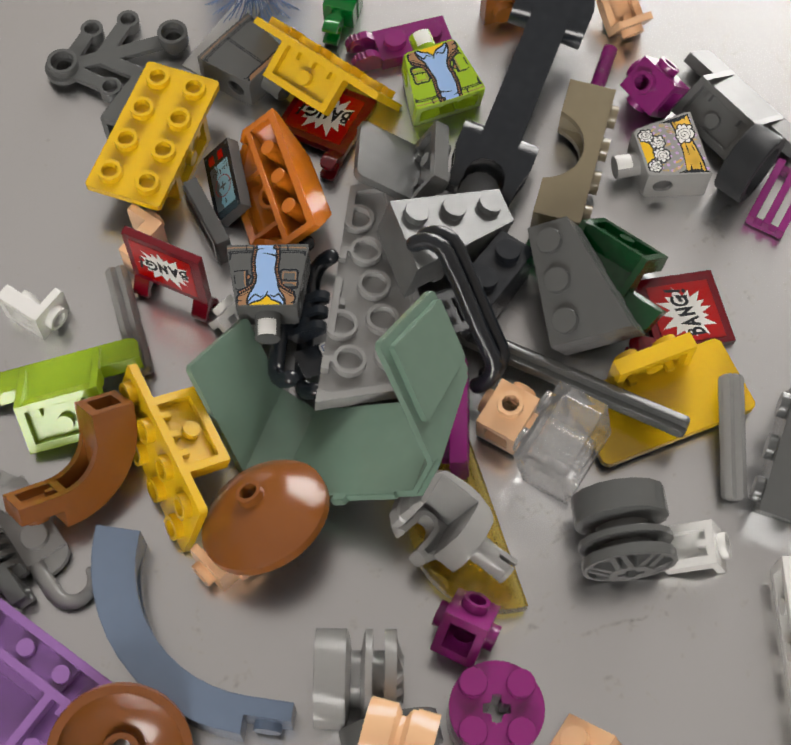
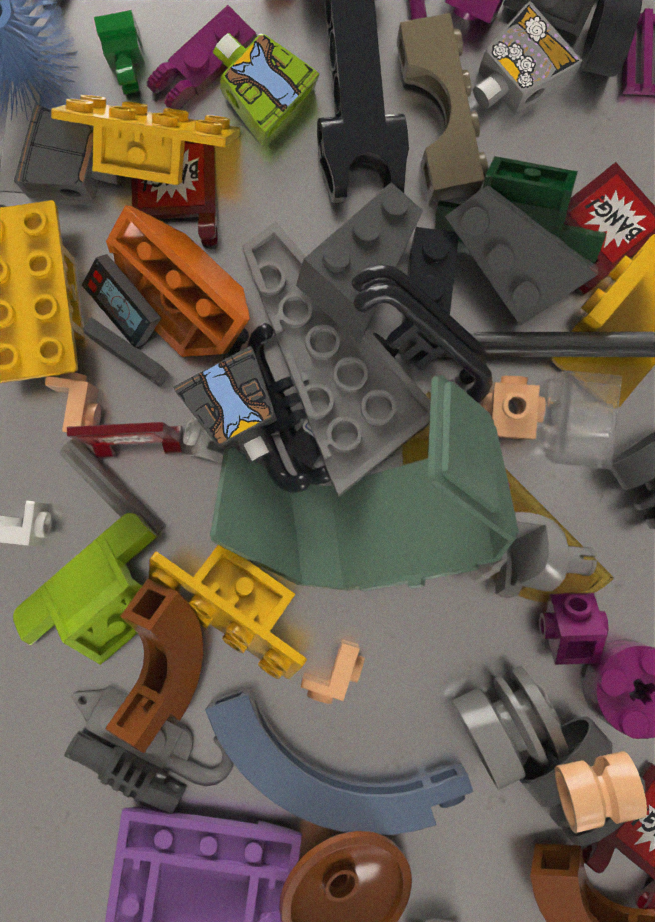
camera: 25 degrees left, 20 degrees up
(265, 517) = (375, 629): dark orange dish -> none
(400, 166) = (285, 200): dark grey bracket -> none

